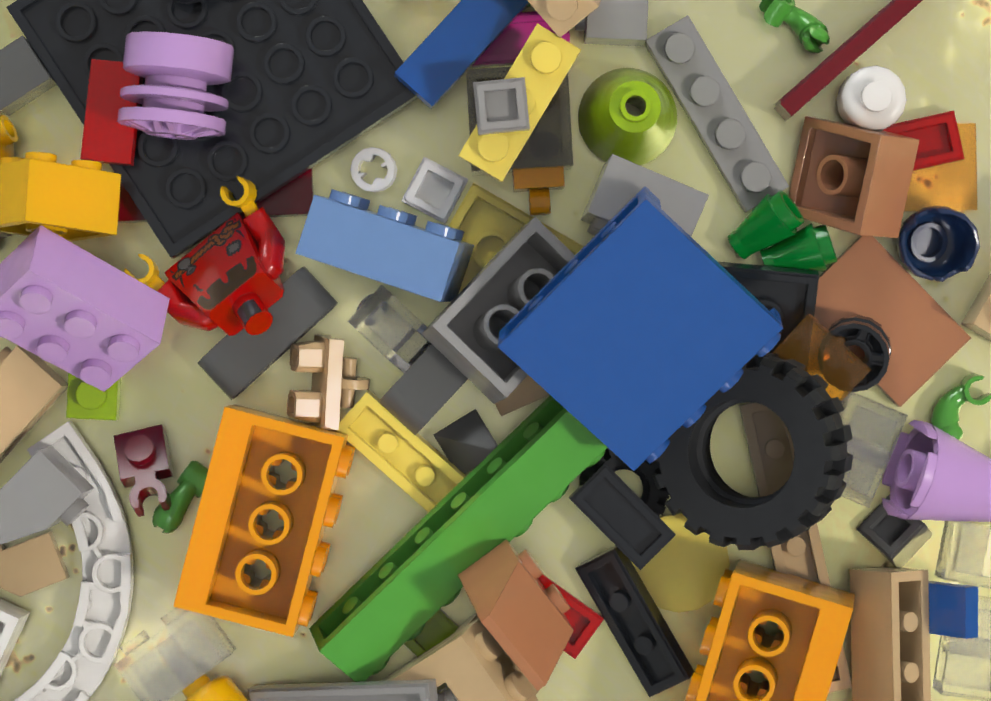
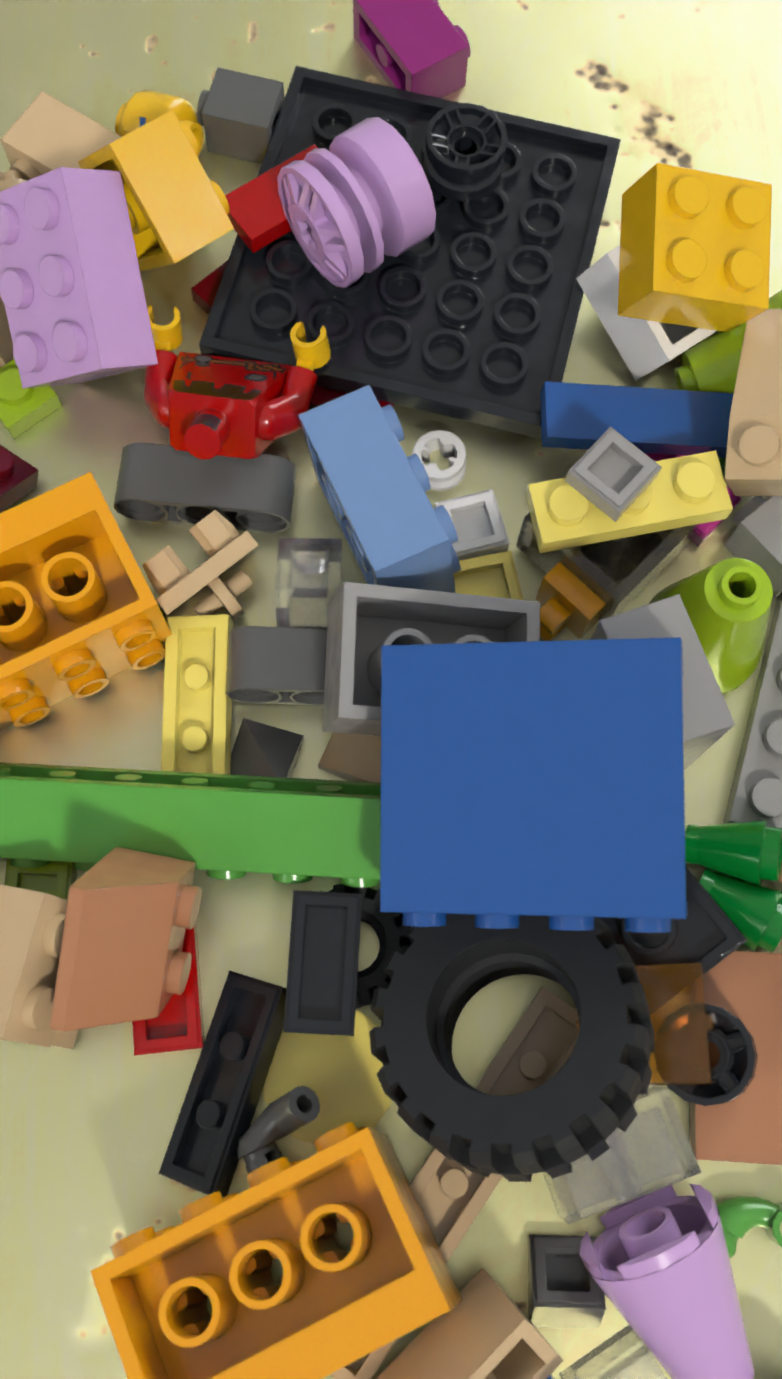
camera: 45 degrees right, 15 degrees down
(681, 612) = (278, 1120): none -> dark grey arm

